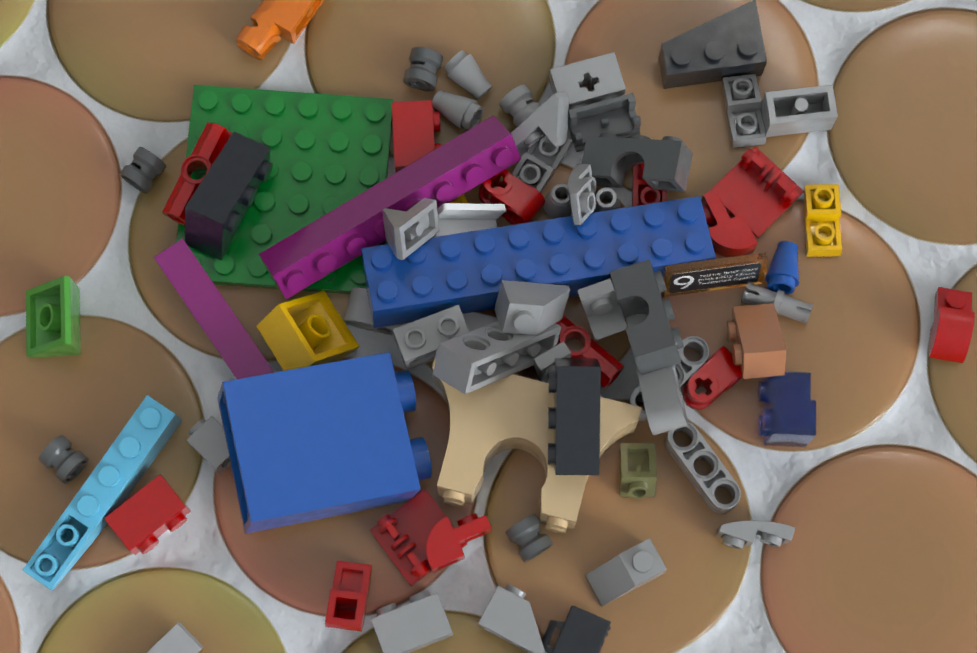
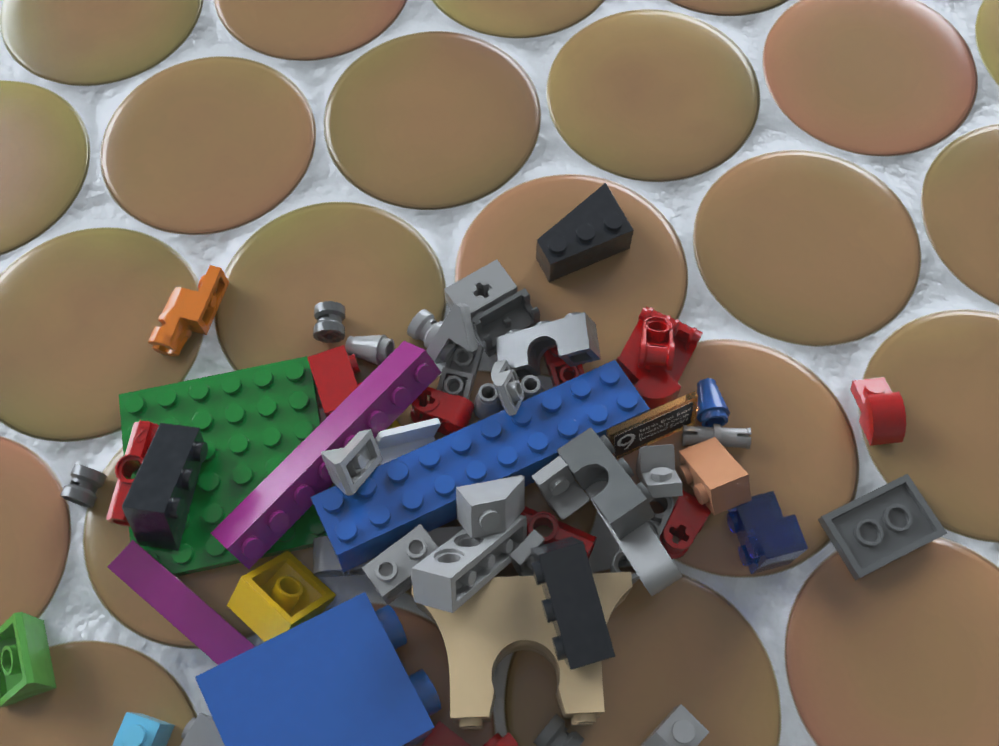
camera: 15 degrees left, 10 degrees down
(467, 74) = (370, 315): light grey cone -> none
(638, 470) = (643, 635): olive bracket -> none
(704, 321) = (657, 471): none -> light grey slope
(704, 485) = (722, 616): light grey beam -> none
(743, 110) = (624, 280): light grey slope -> none
(744, 532) = (770, 666): light grey slope -> none
(747, 191) = (657, 343): none -> red piece
(799, 110) = (674, 264): light grey brick -> none
(822, 219) = (727, 353): yellow slope -> none
(907, 438) = (881, 526): none -> dark grey plate

